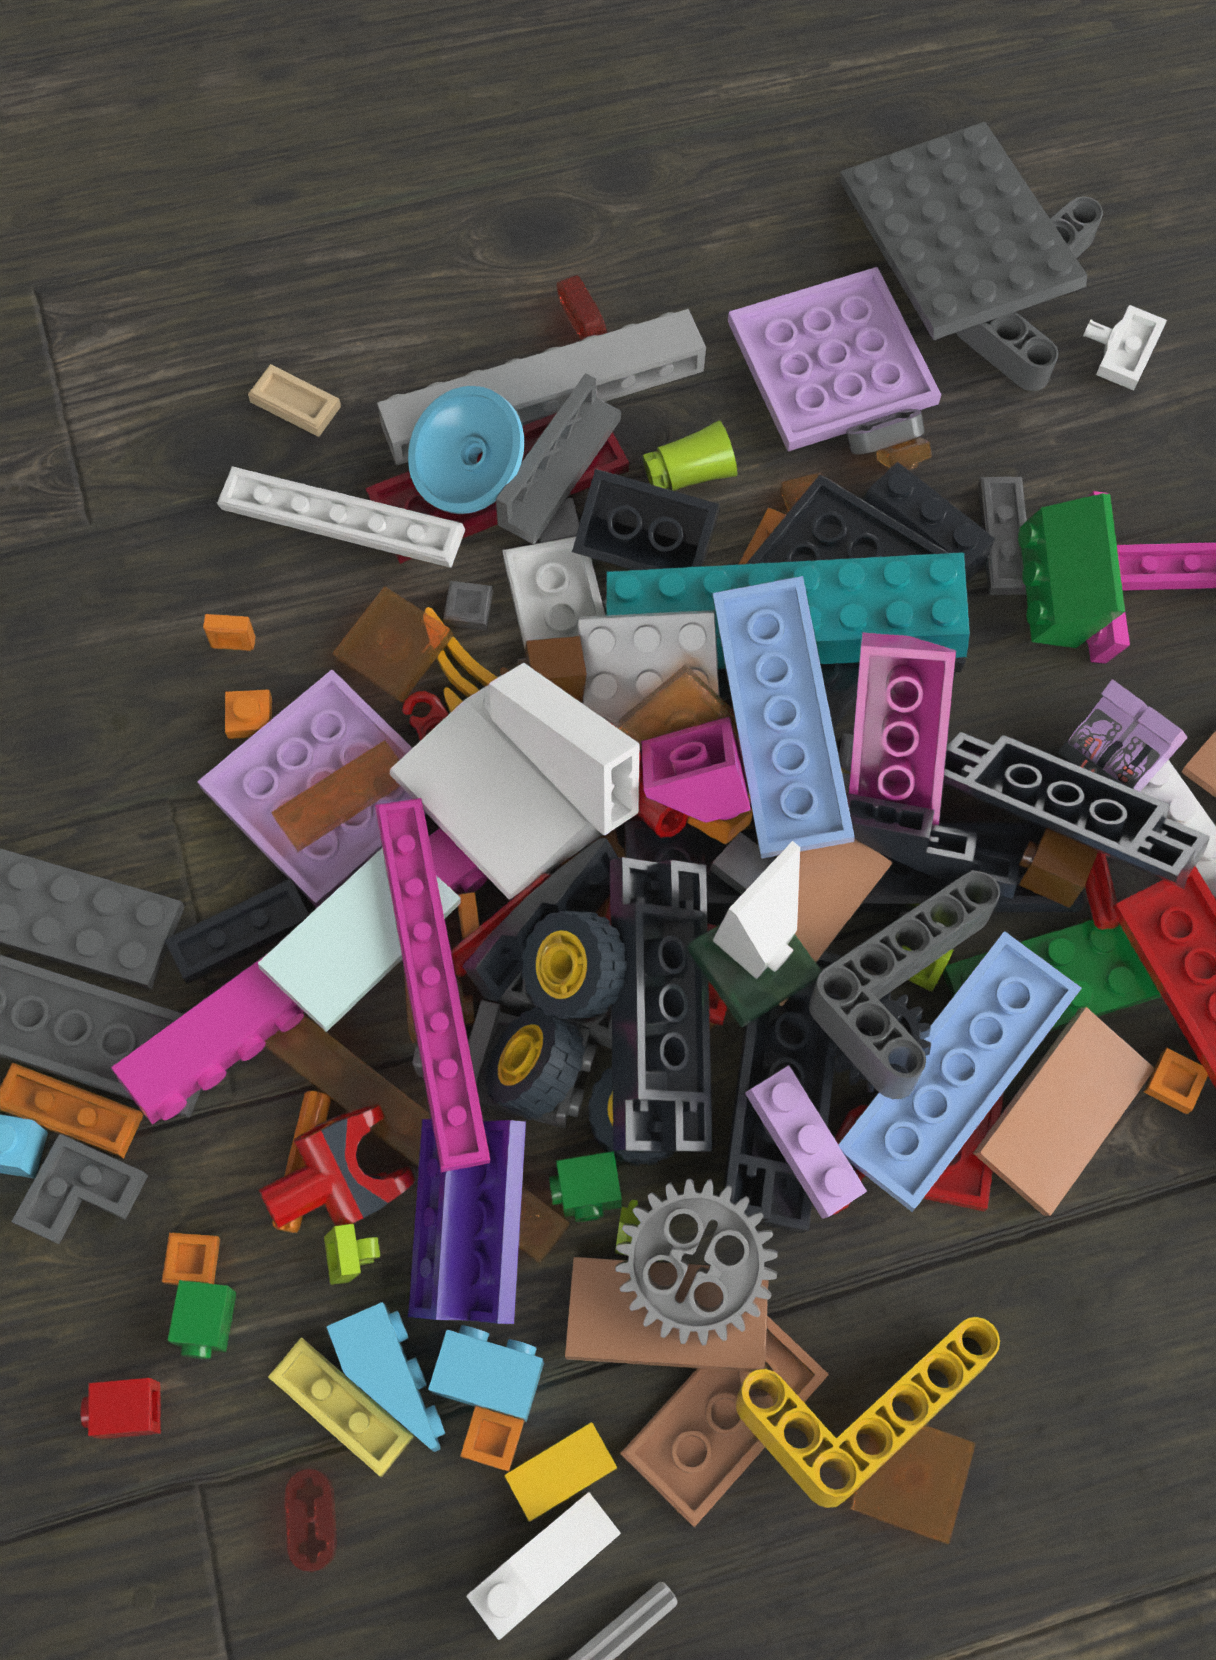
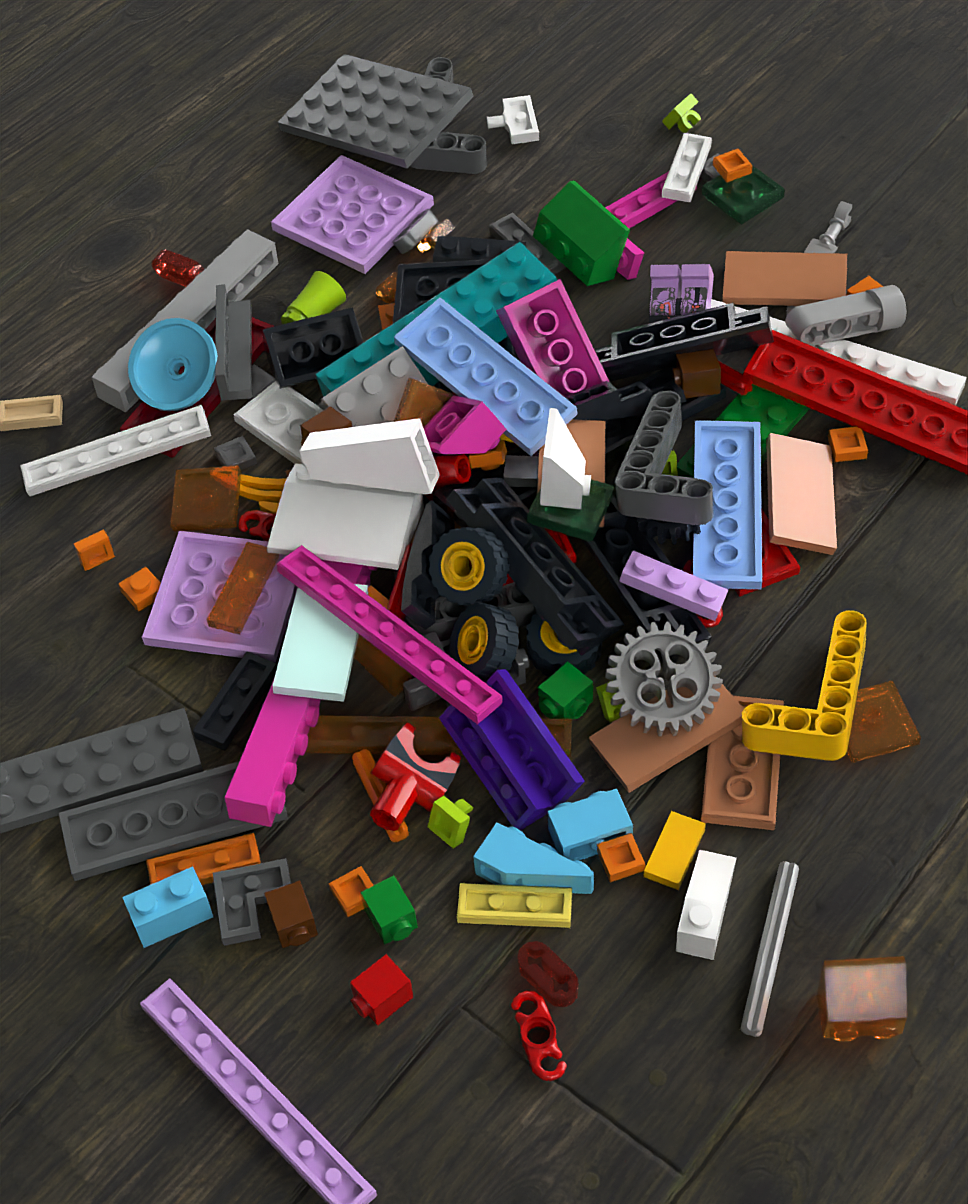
camera: 30 degrees left, 15 degrees down
(101, 1245) = (291, 914): none -> reddish brown brick
(227, 1606) = (537, 1052): none -> red piece

